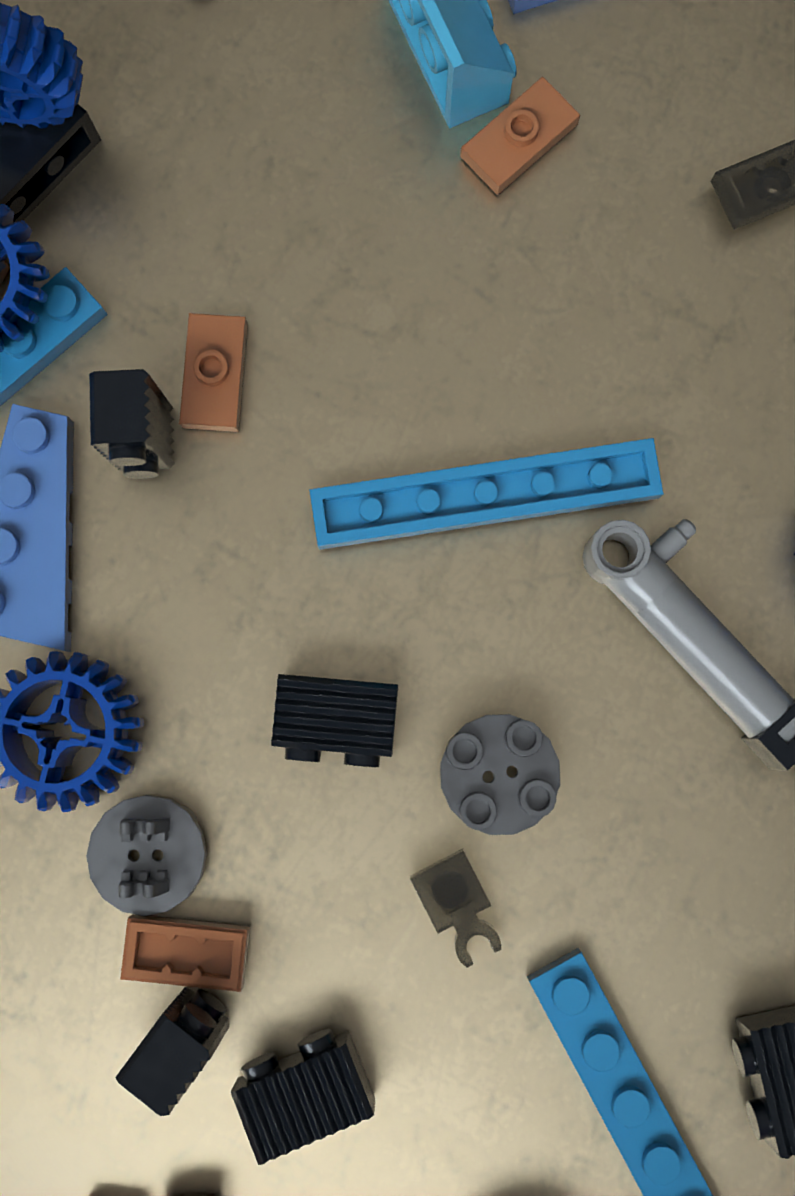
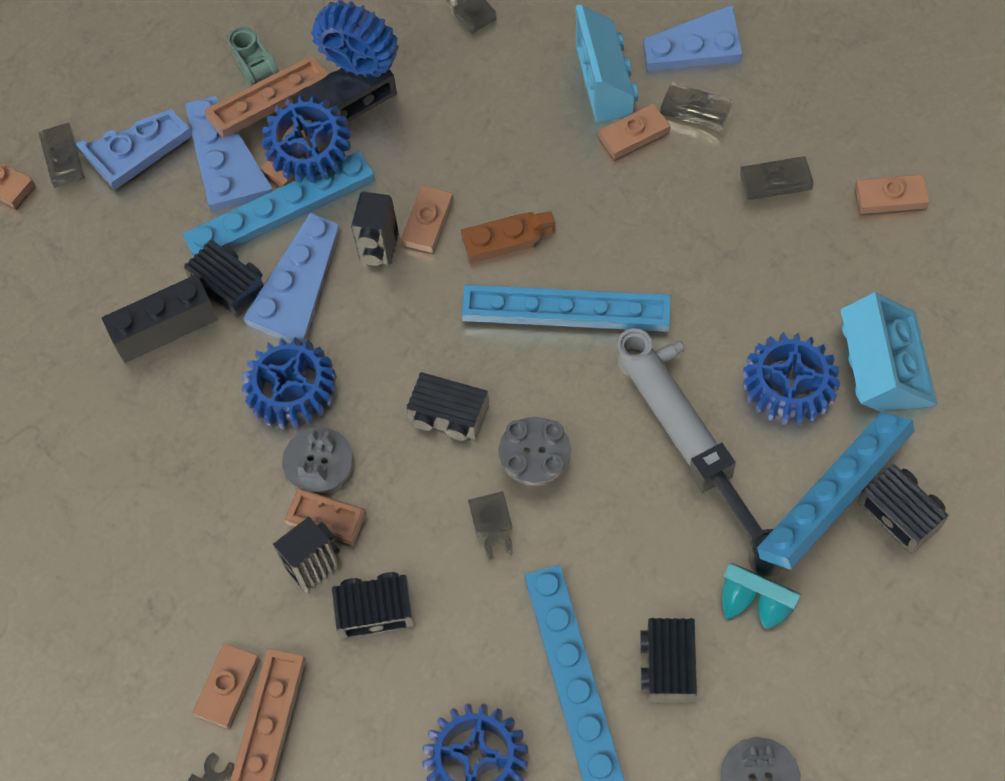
camera: 15 degrees right, 20 degrees down
(352, 376) = (506, 235): none -> dark orange hinge
(615, 69) = (696, 106): none -> clear smoke plate

